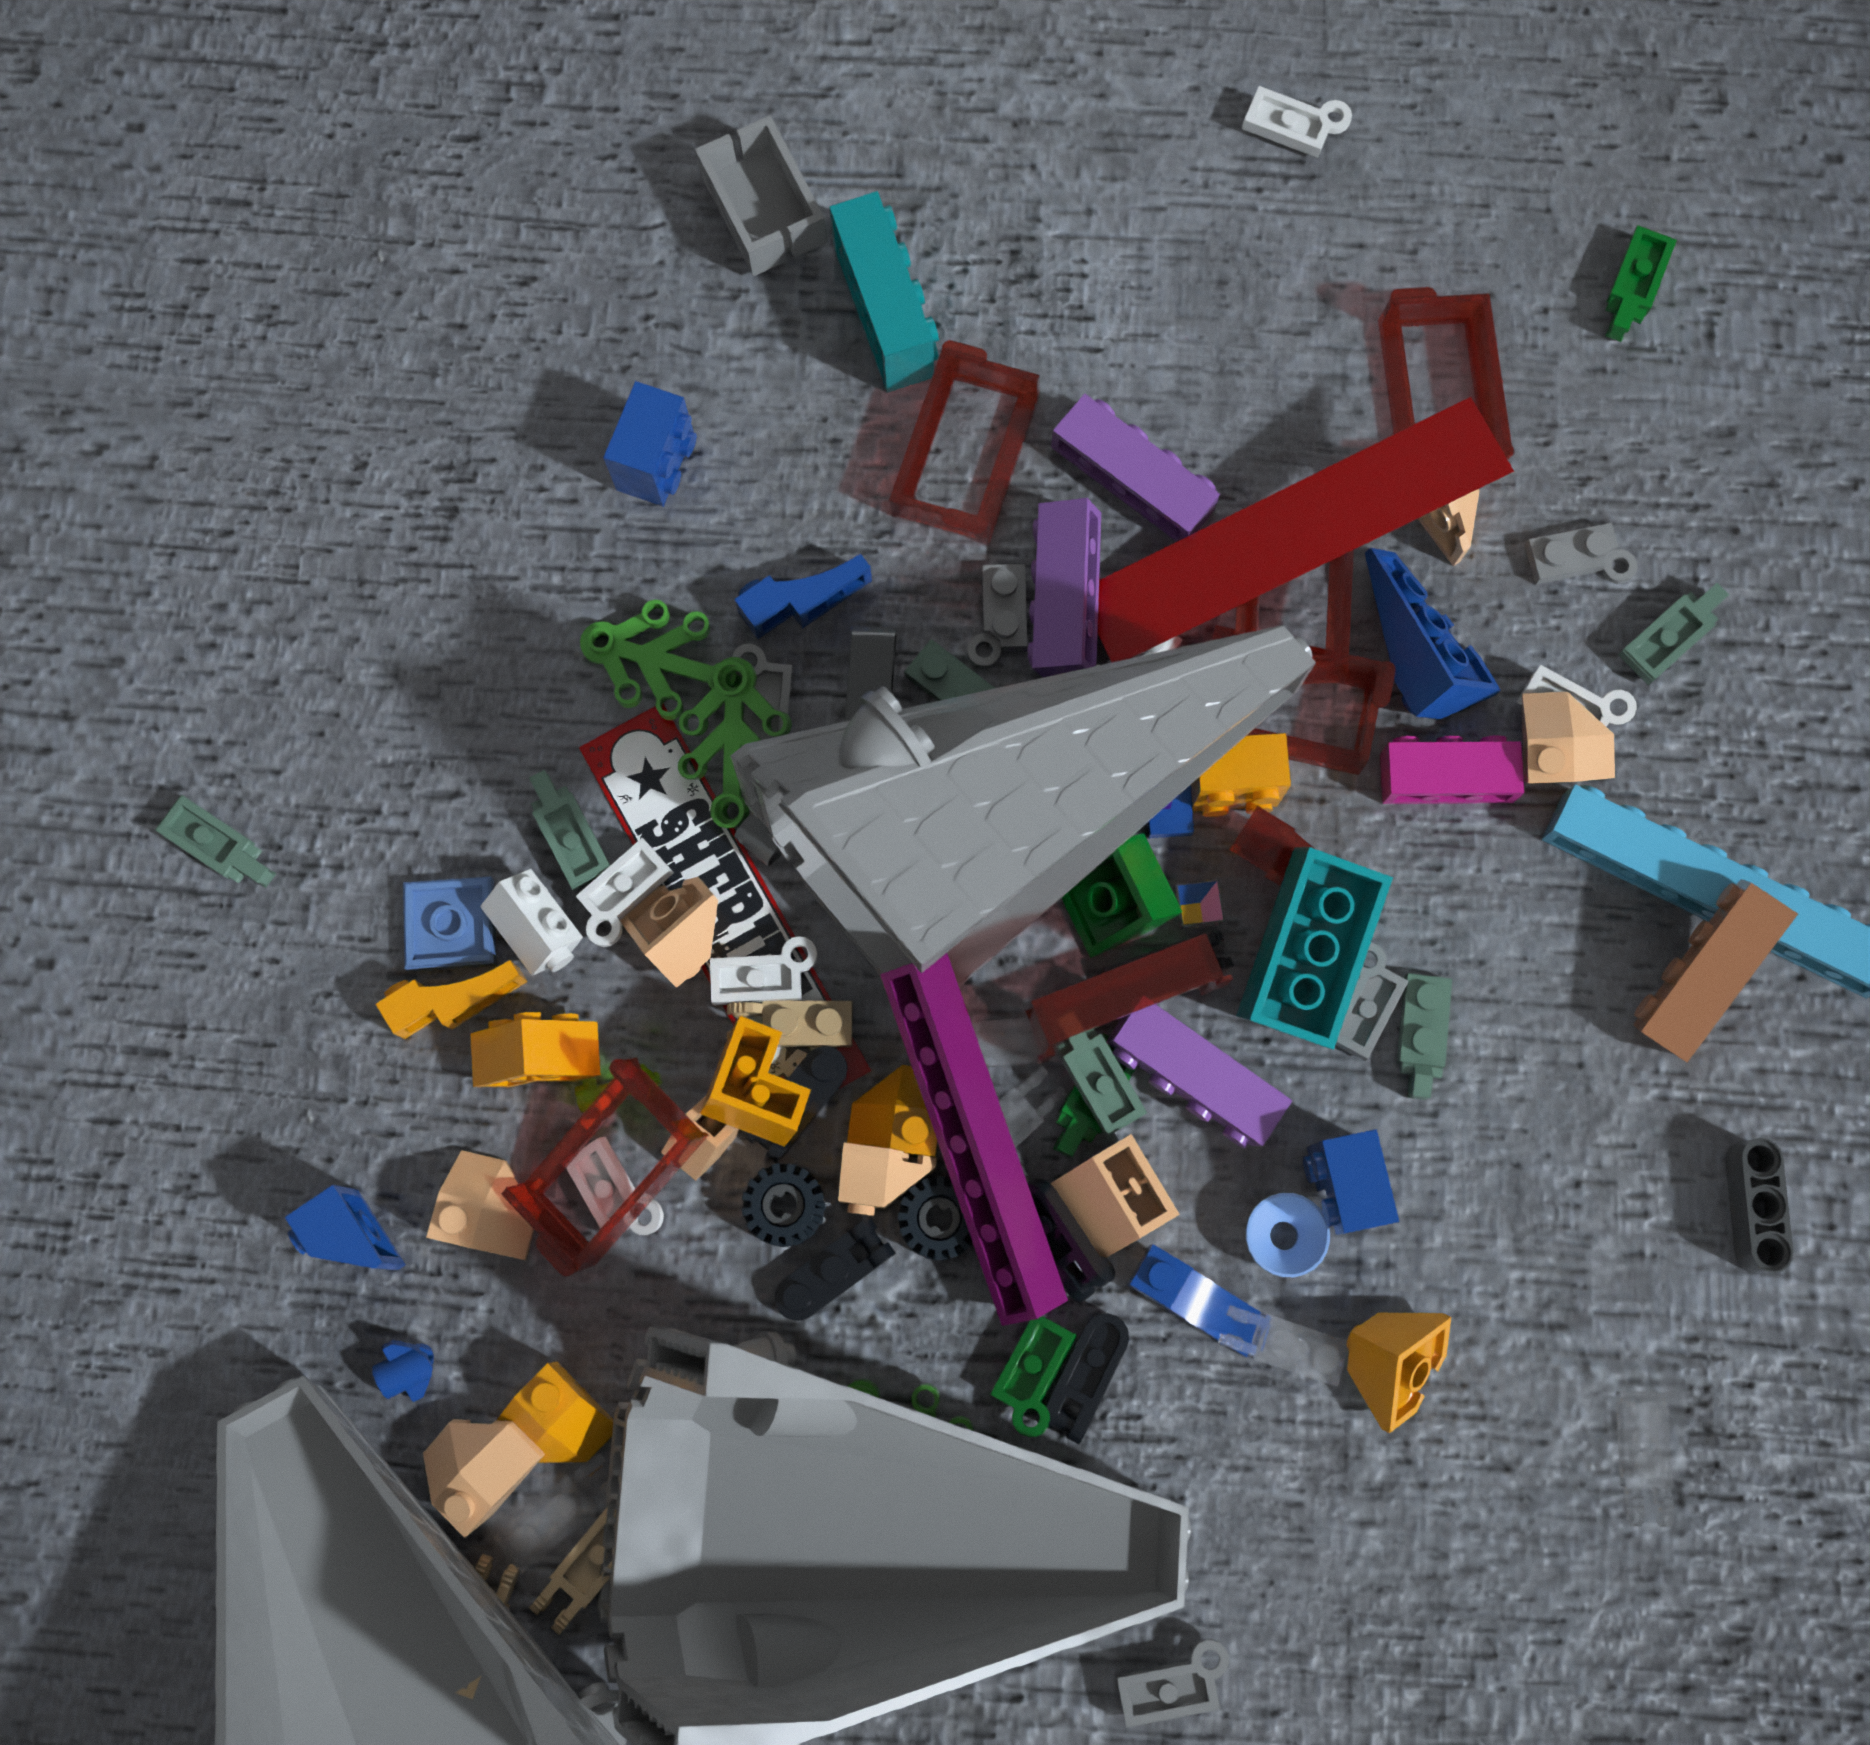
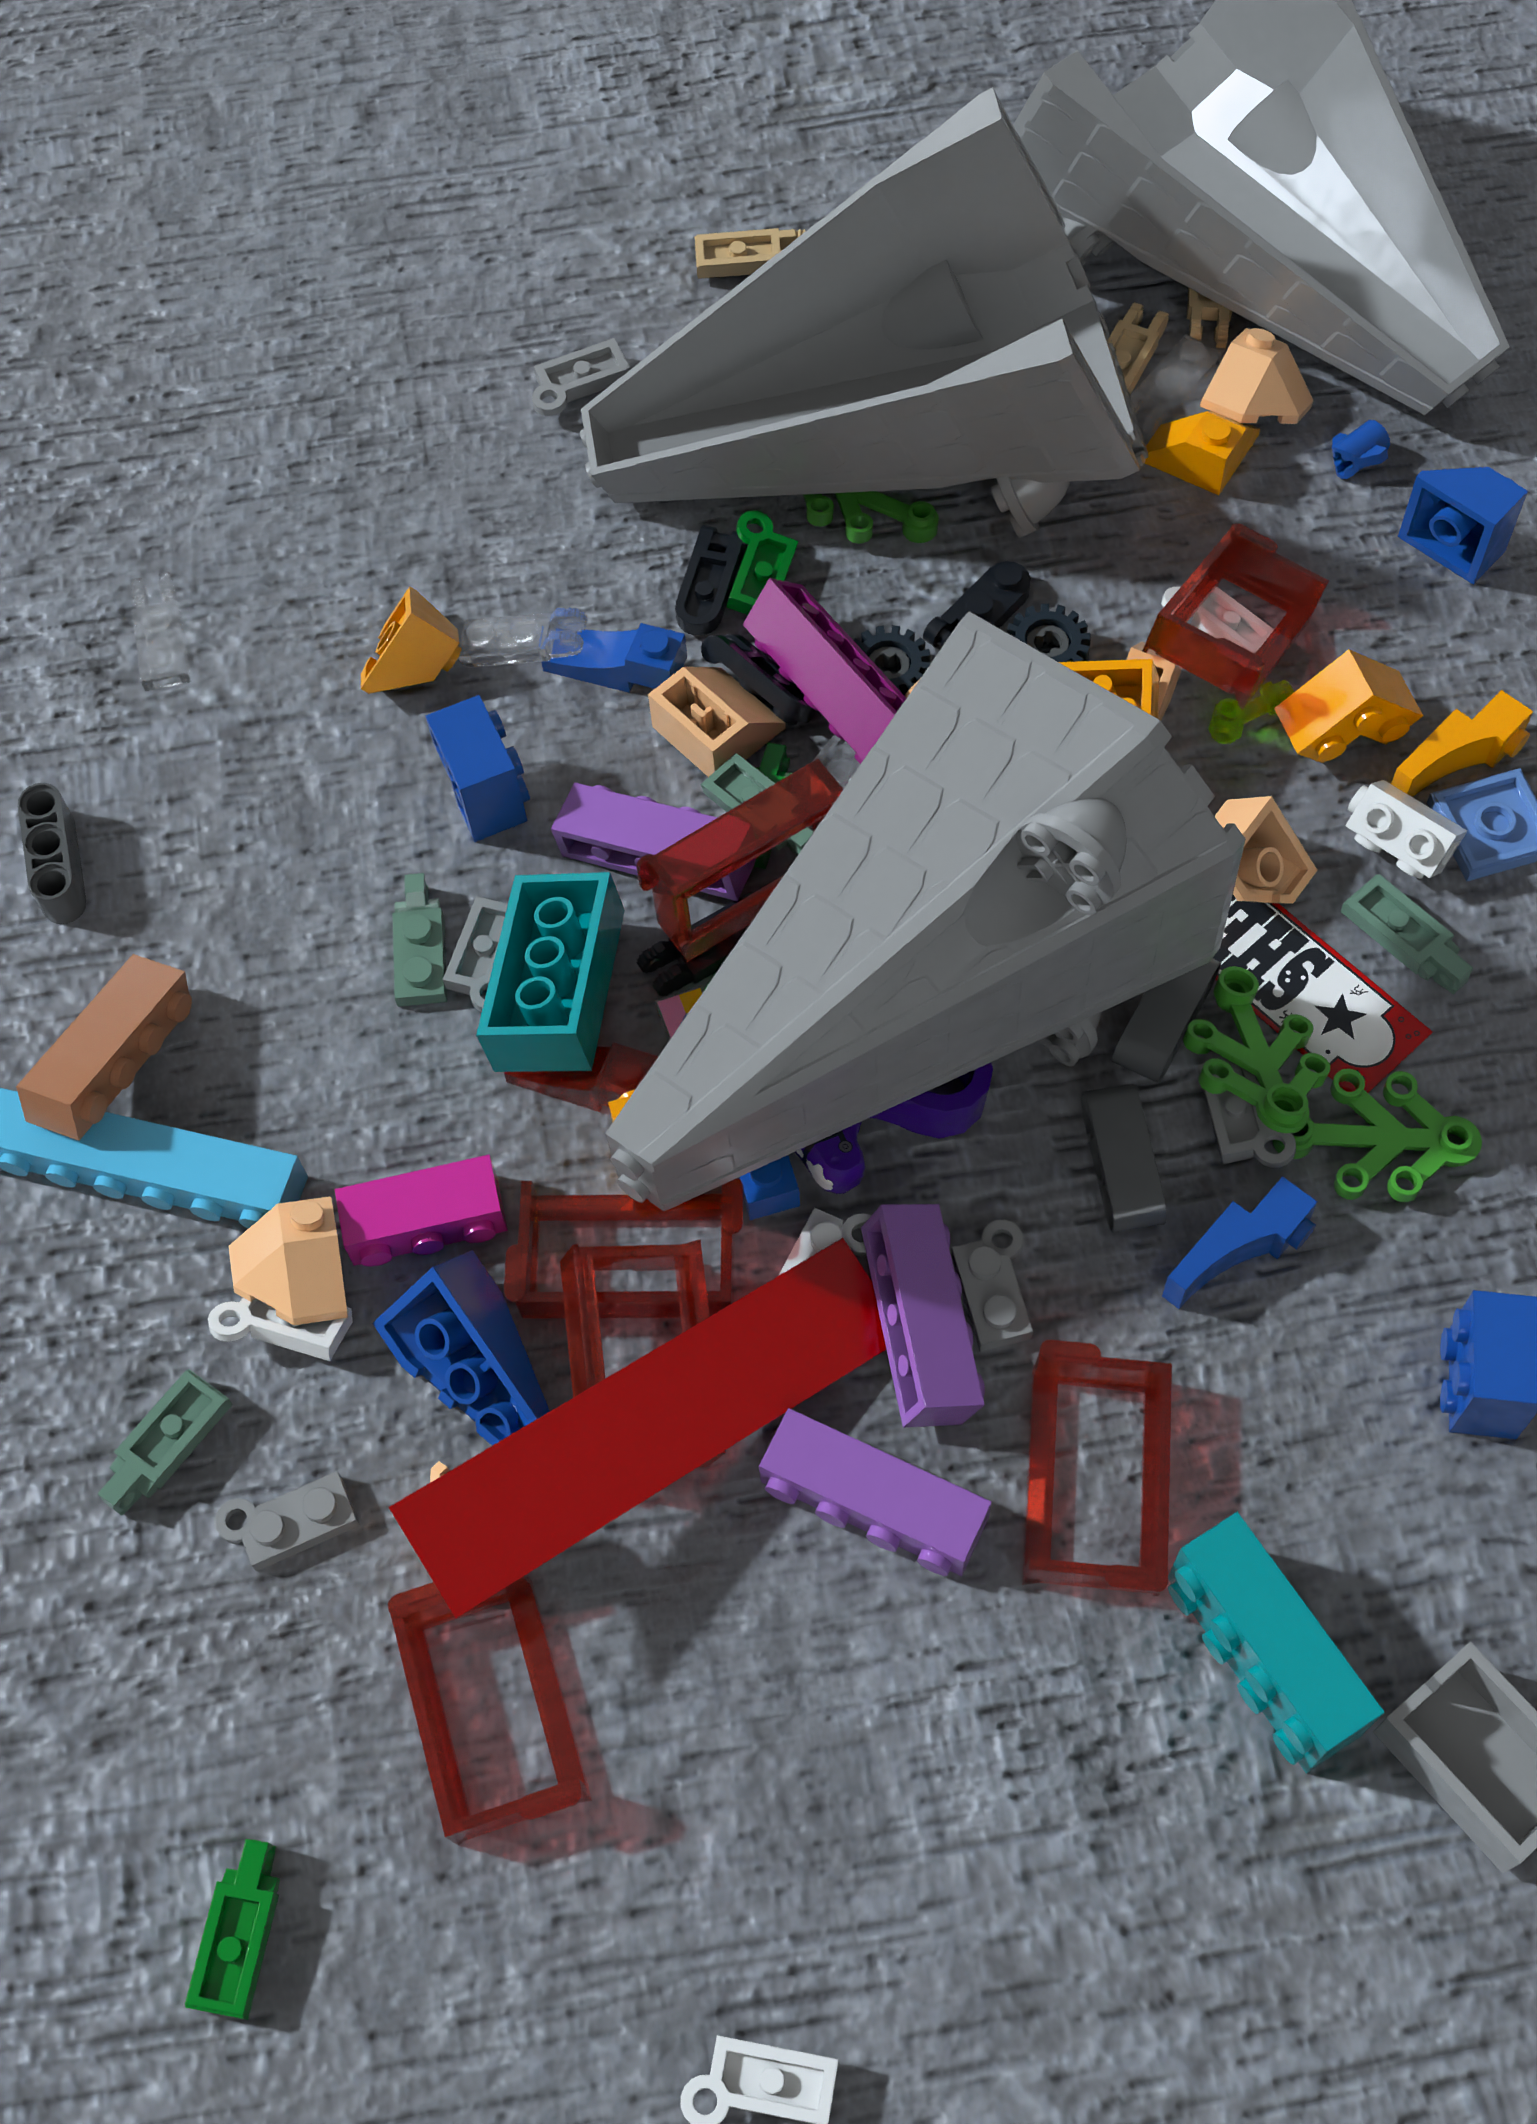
camera: 170 degrees right, 15 degrees down
(474, 1211) = (1358, 577): light nougat slope -> none
(622, 889) = (1323, 887): white hinge -> none
(943, 674) = (1016, 1185): sand green hinge -> none
(1310, 1228) = (538, 707): light blue piece -> none

